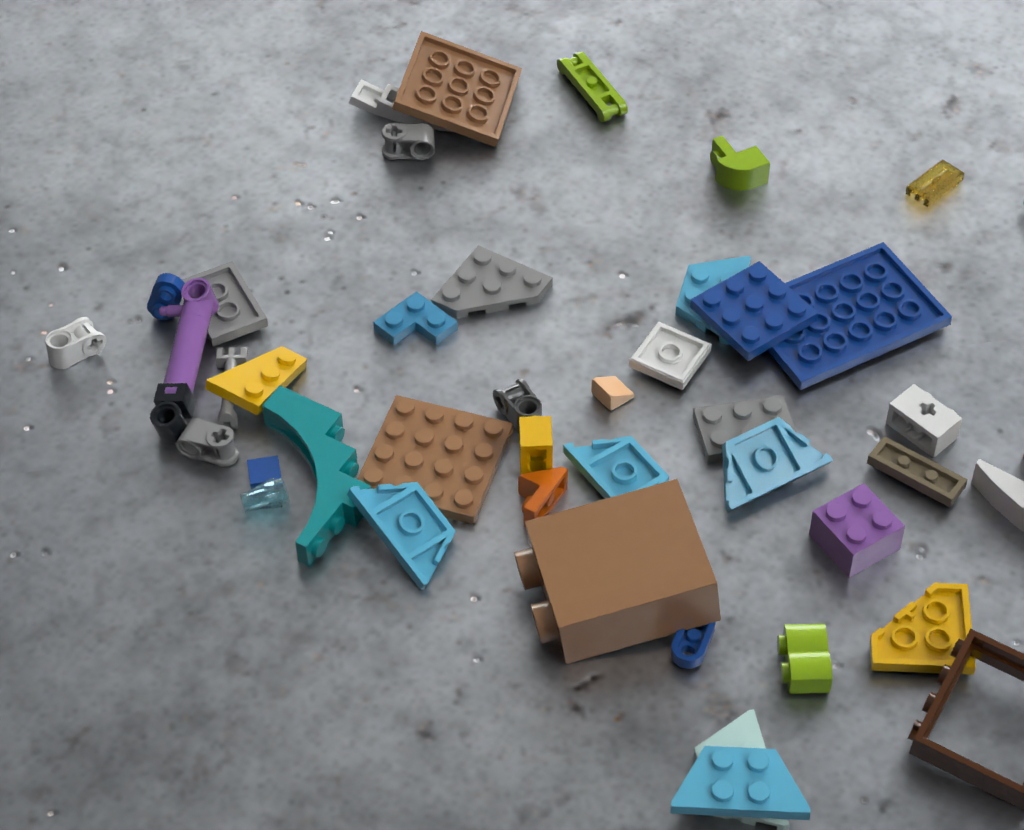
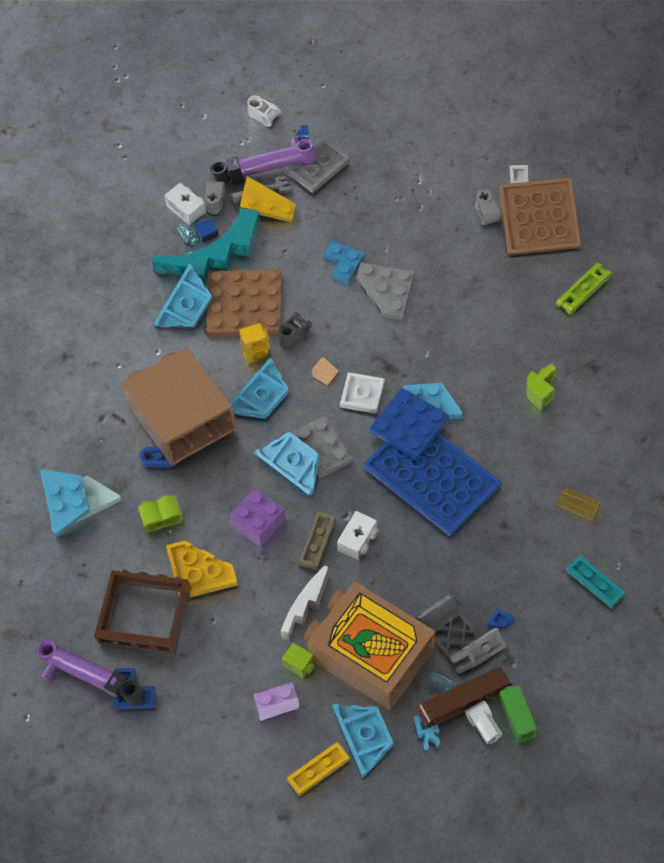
camera: 75 degrees right, 10 degrees up
(203, 483) = (185, 203): none -> white brick
(541, 491) = (234, 360): orange slope -> none

